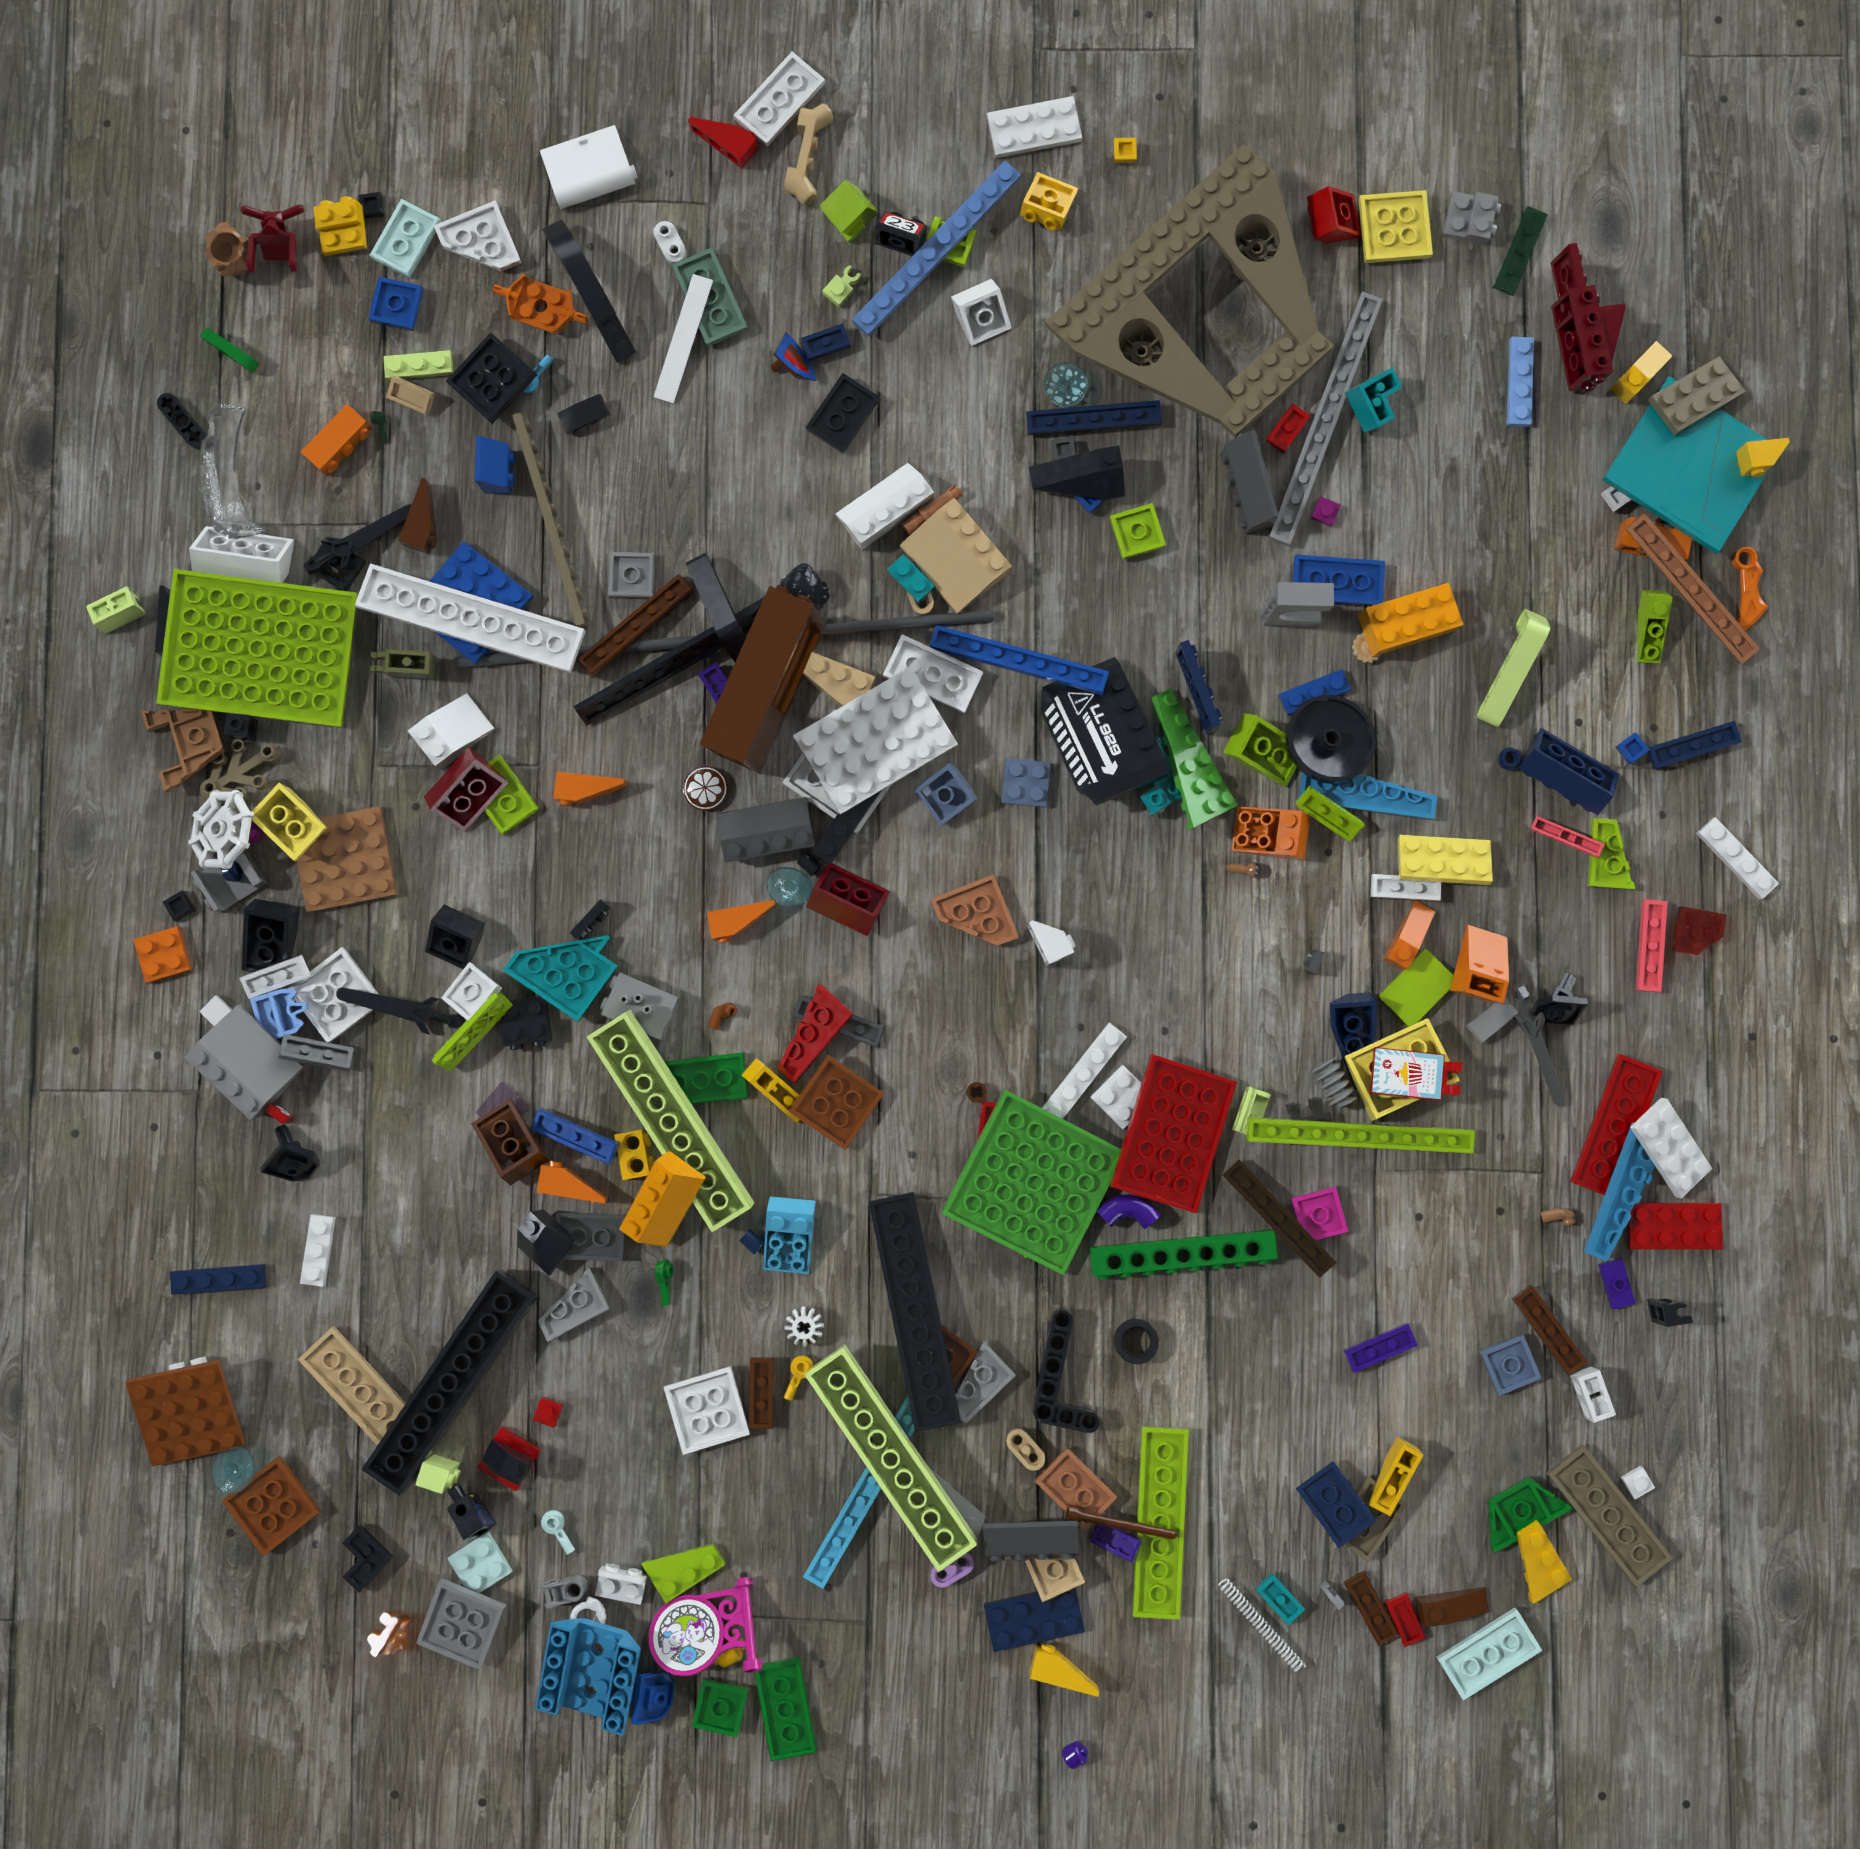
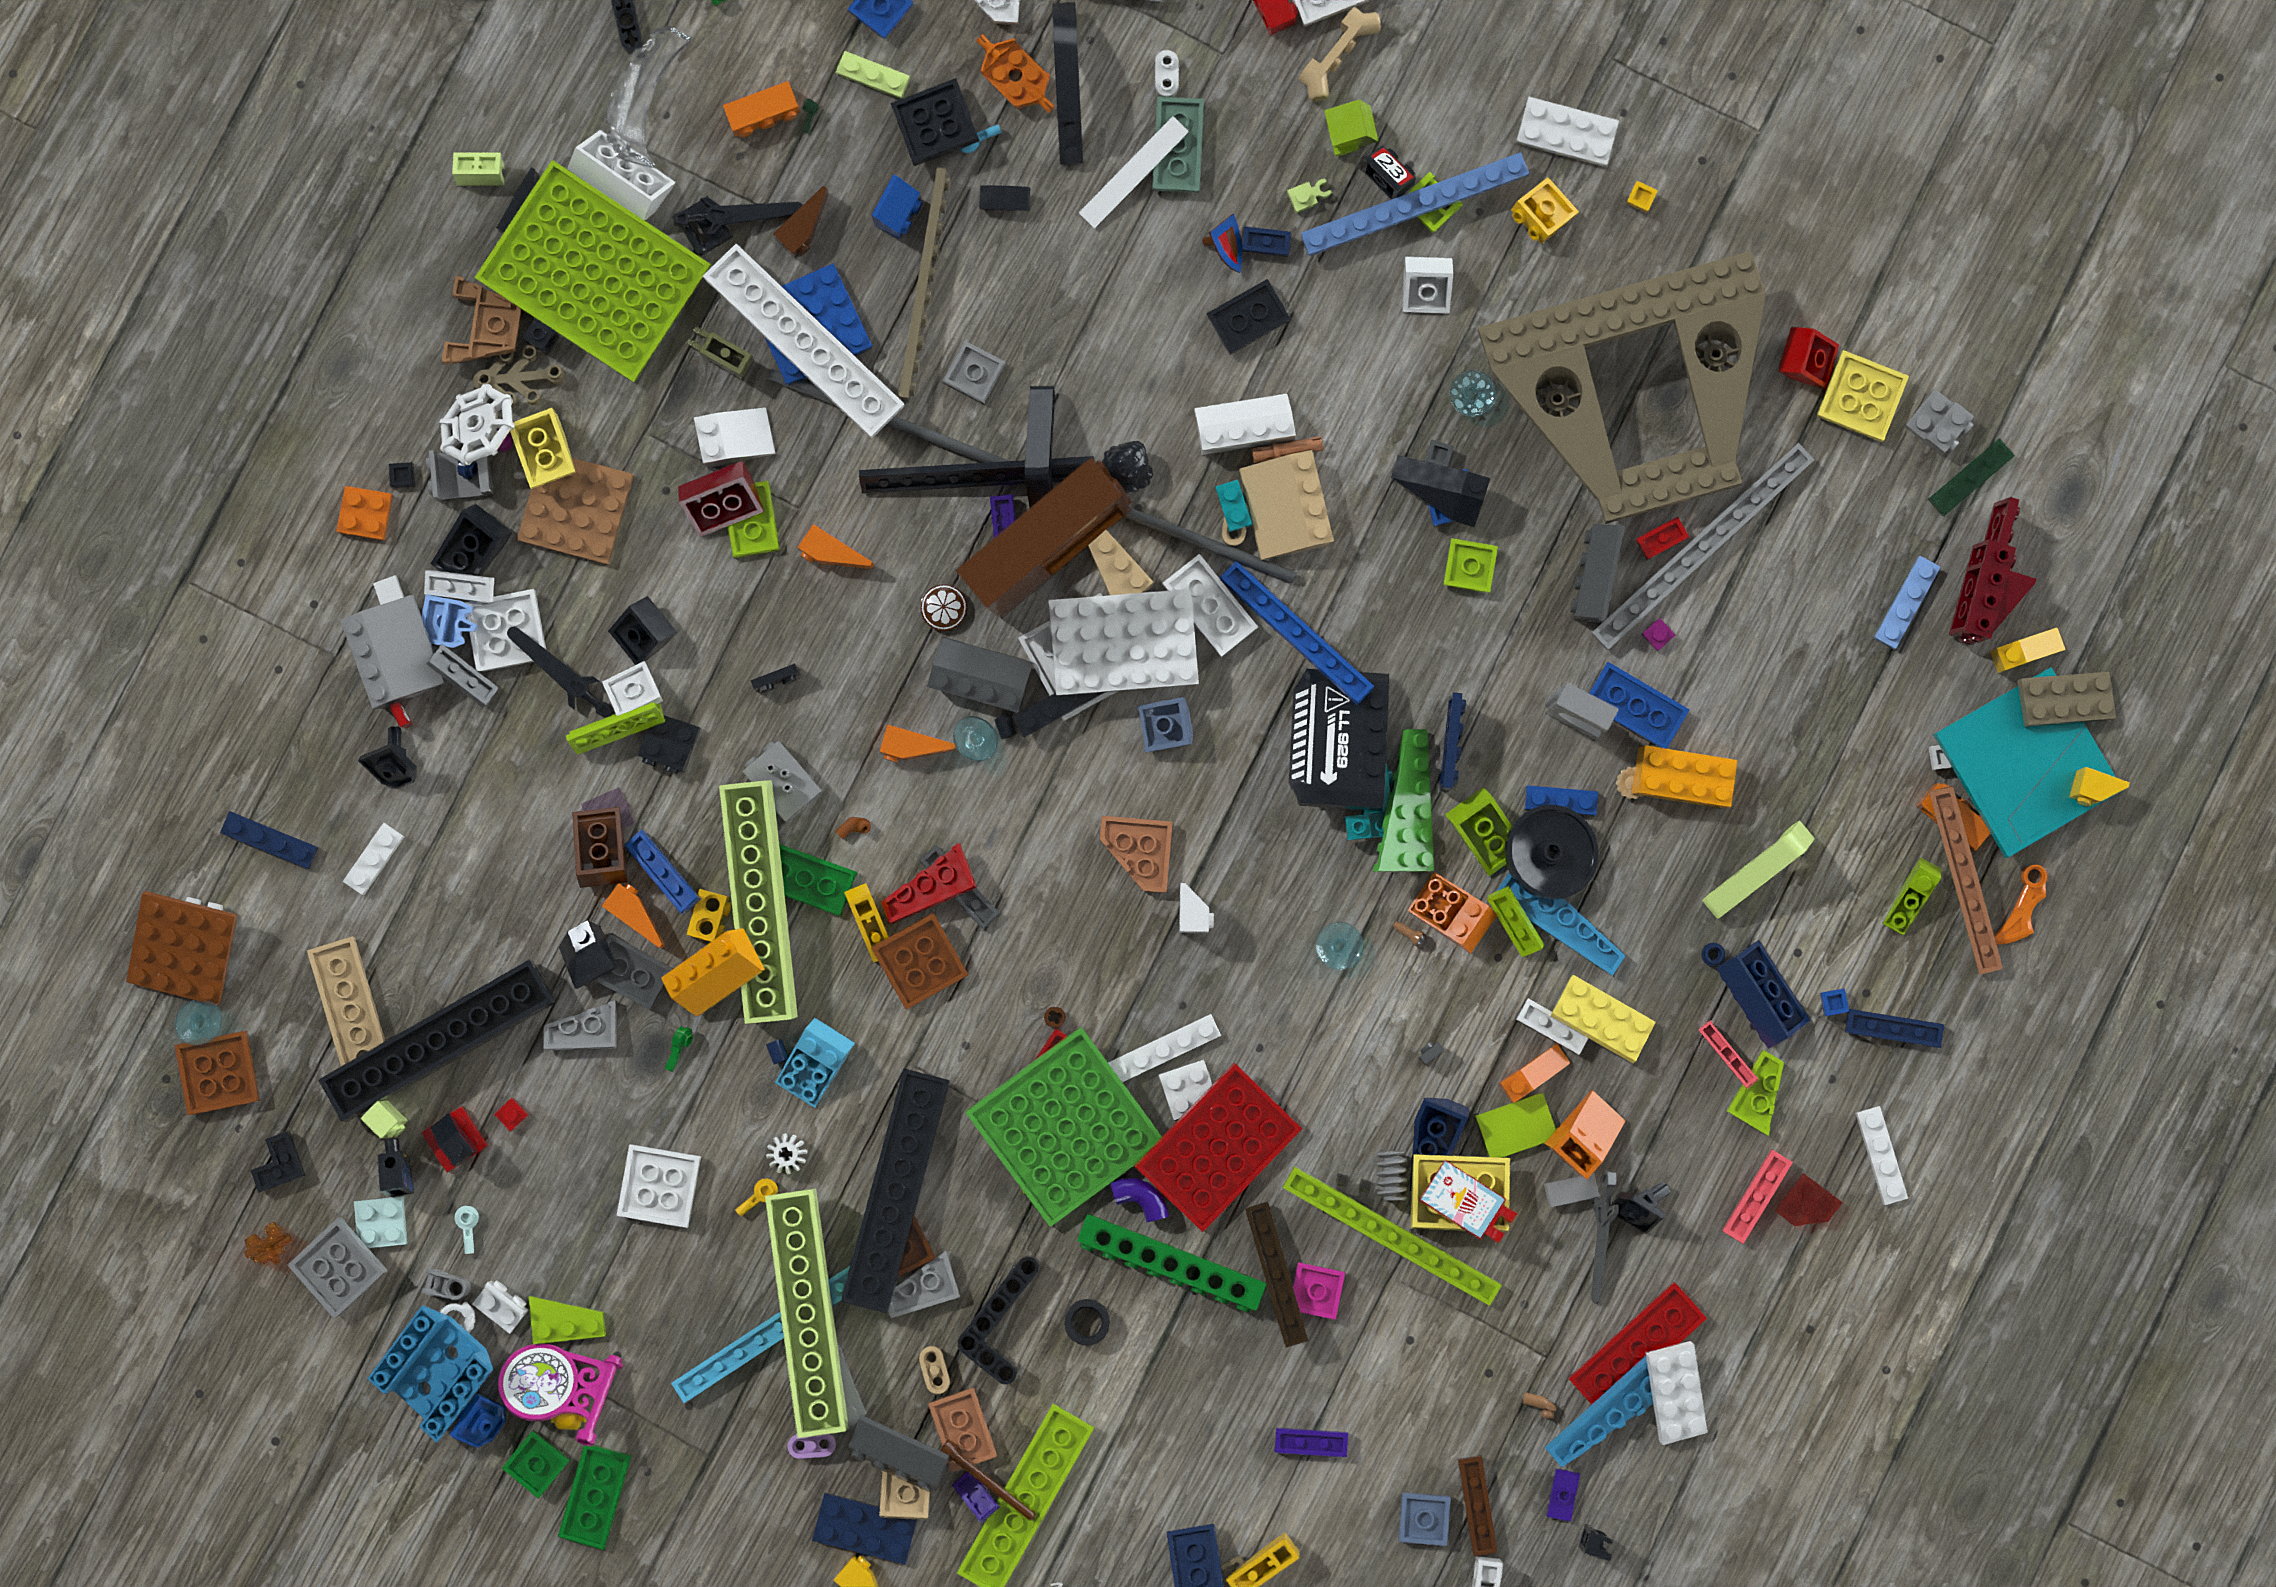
camera: 25 degrees right, 0 degrees up
(410, 395) = (851, 100): tan tile -> none
(564, 973) = (727, 716): teal wing -> none
(635, 625) = (954, 422): reddish brown tile -> none
(761, 1393) = (716, 1195): reddish brown plate -> none
(847, 899) = (1024, 777): dark red slope -> none
(1026, 782) = (1246, 751): sand blue plate -> none
(1094, 417) = (1483, 437): dark blue plate -> none
(1201, 906) = (1342, 933): none -> clear light blue dish
(1252, 1105) = (1306, 1158): yellowish green hinge -> none
(1370, 400) = (1751, 551): teal brick -> none
(1675, 1226) = (1645, 1468): red plate -> none

